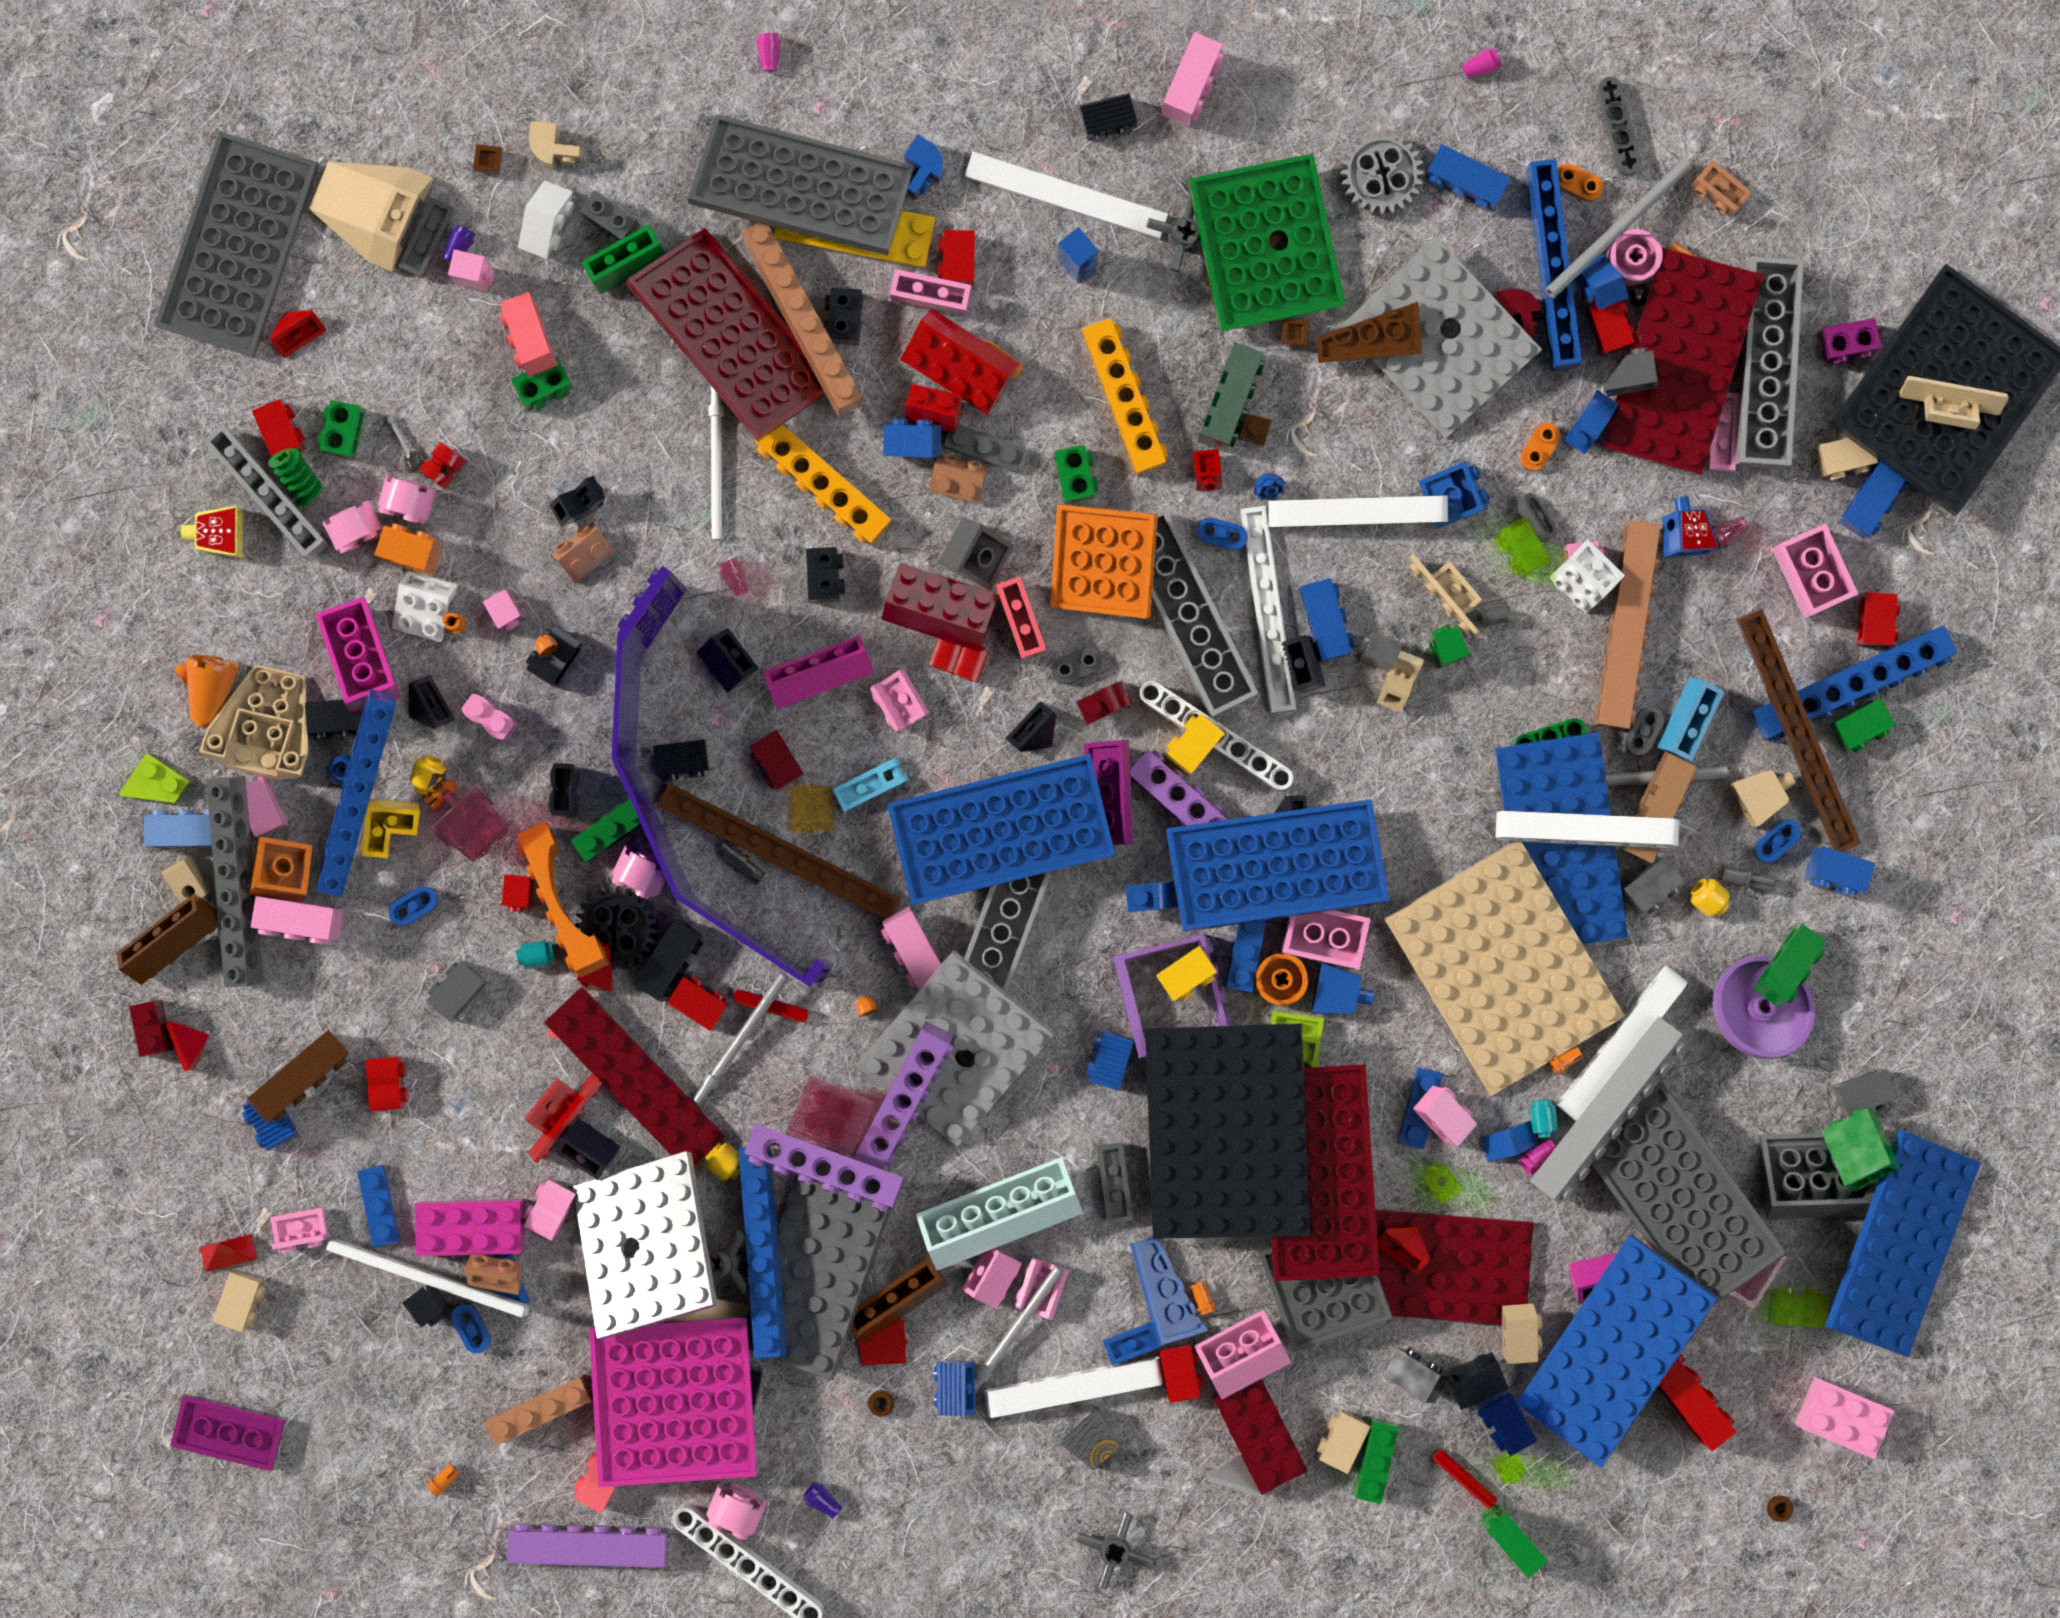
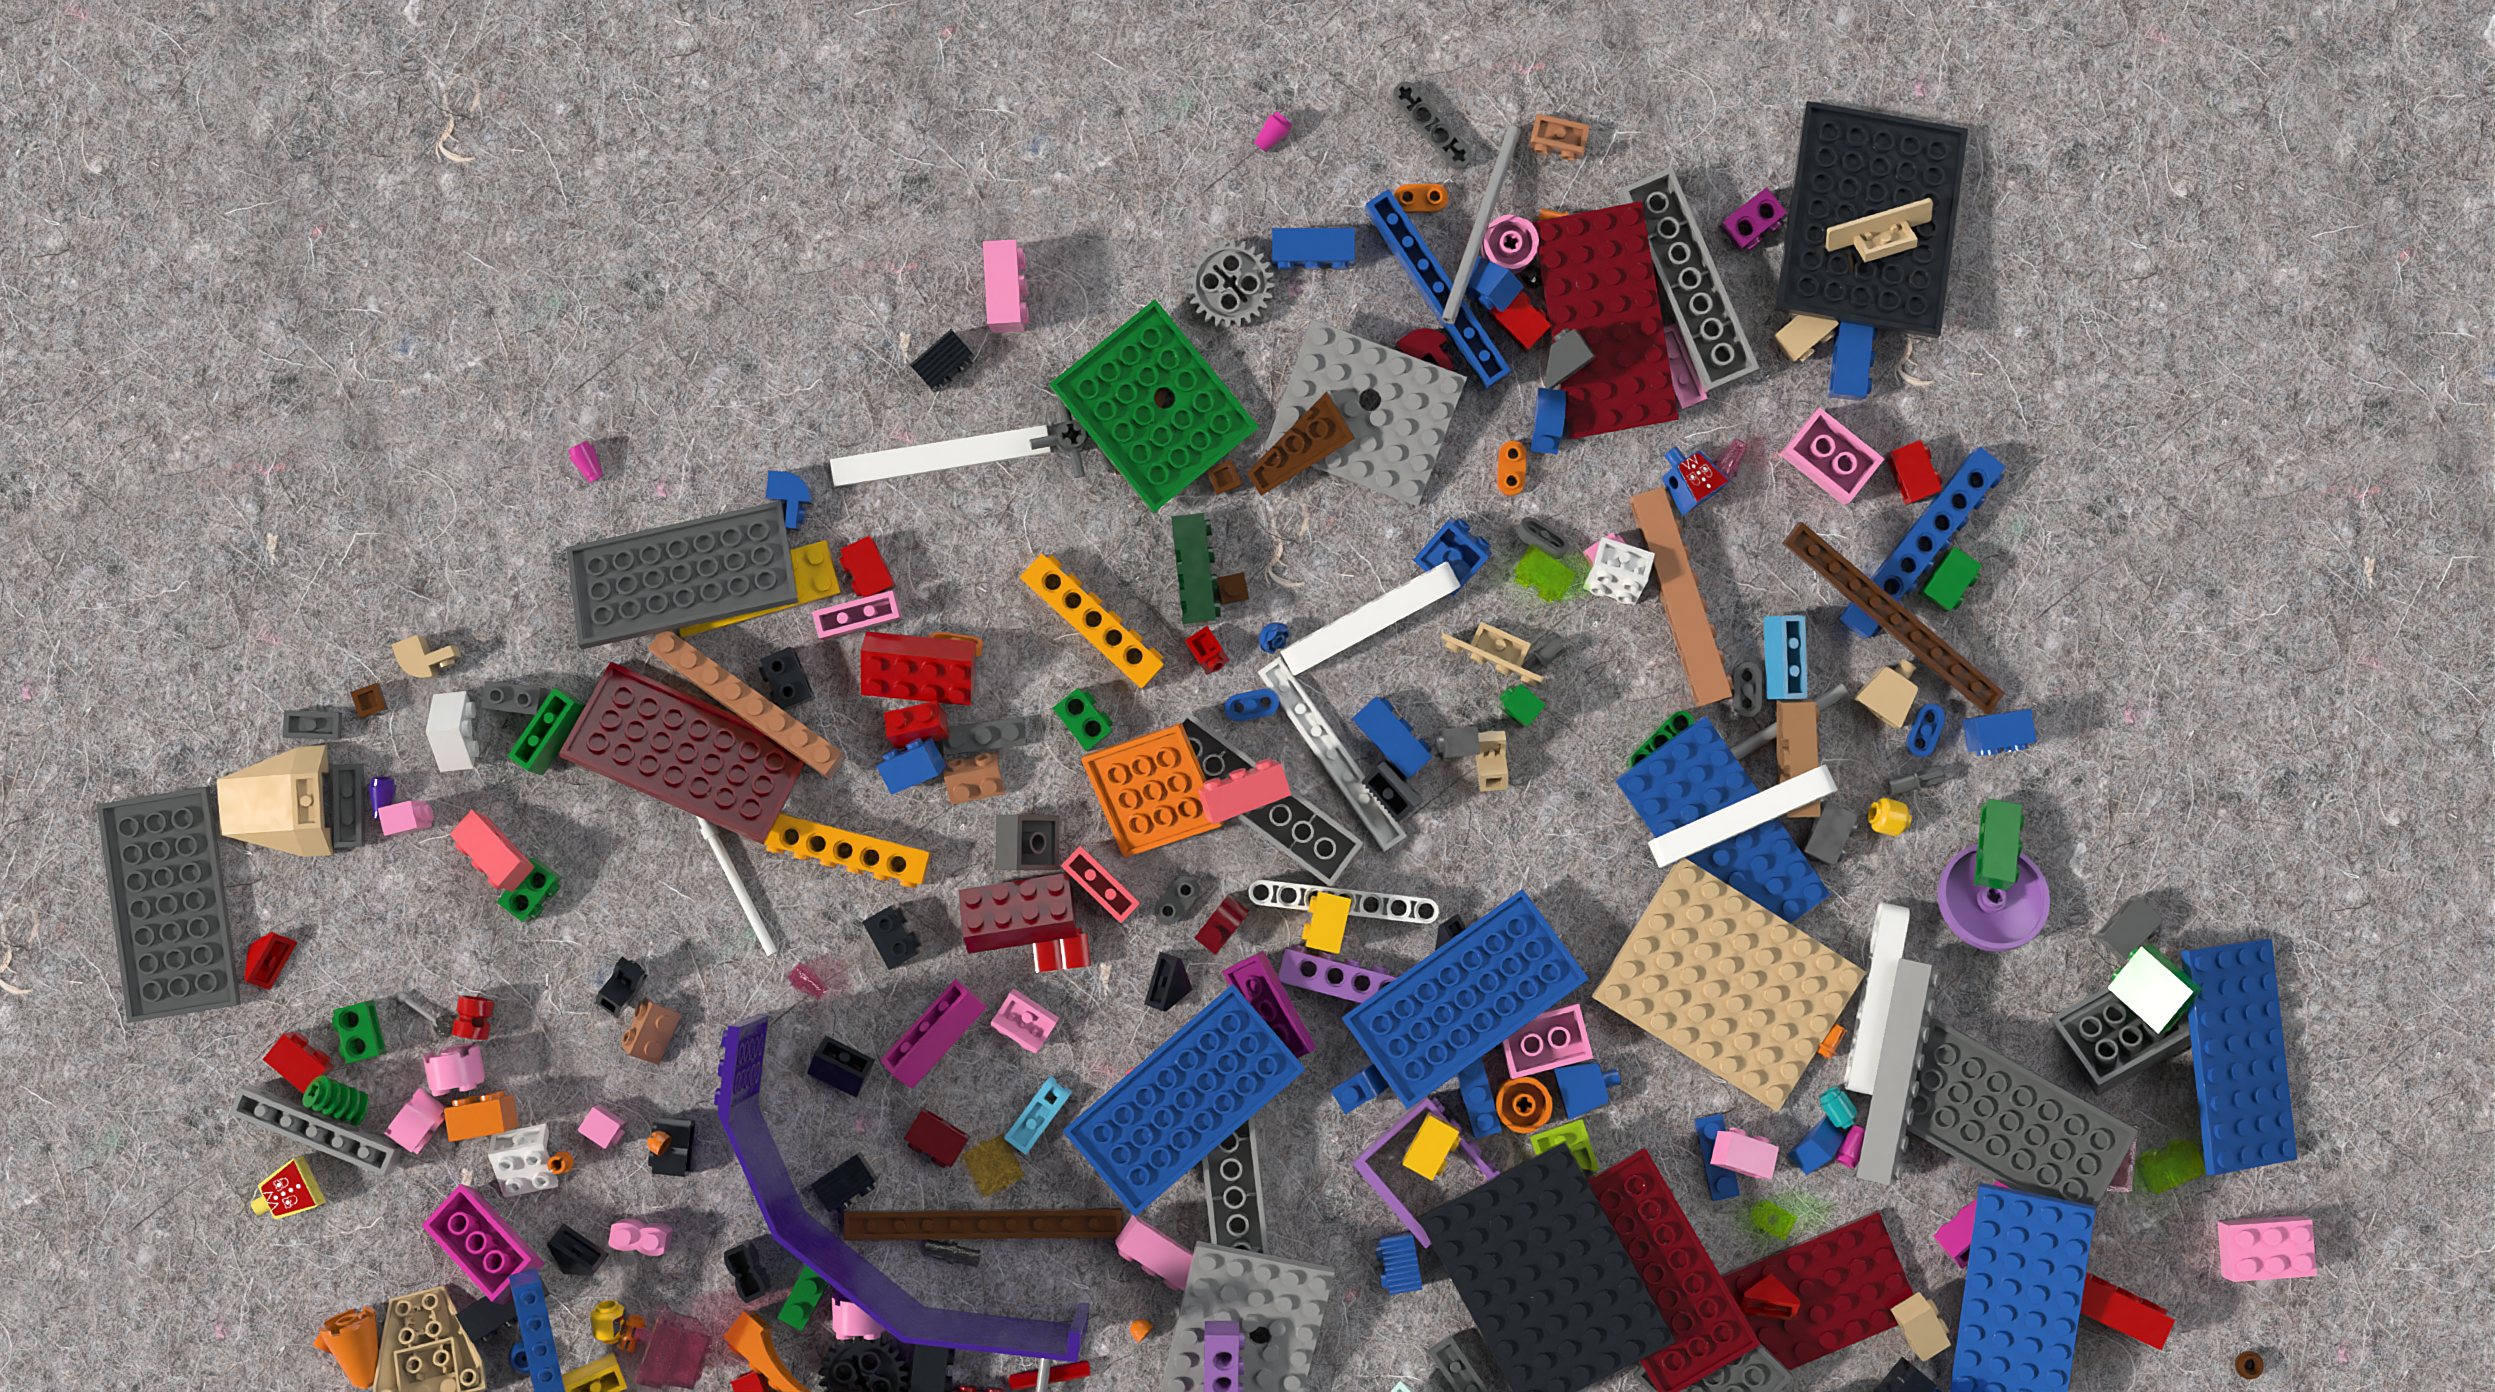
camera: 25 degrees left, 0 degrees up
(430, 155) = (312, 725): none -> dark grey plate
(1078, 255) = (980, 510): blue brick -> none
(1181, 597) = (1243, 791): none -> coral brick

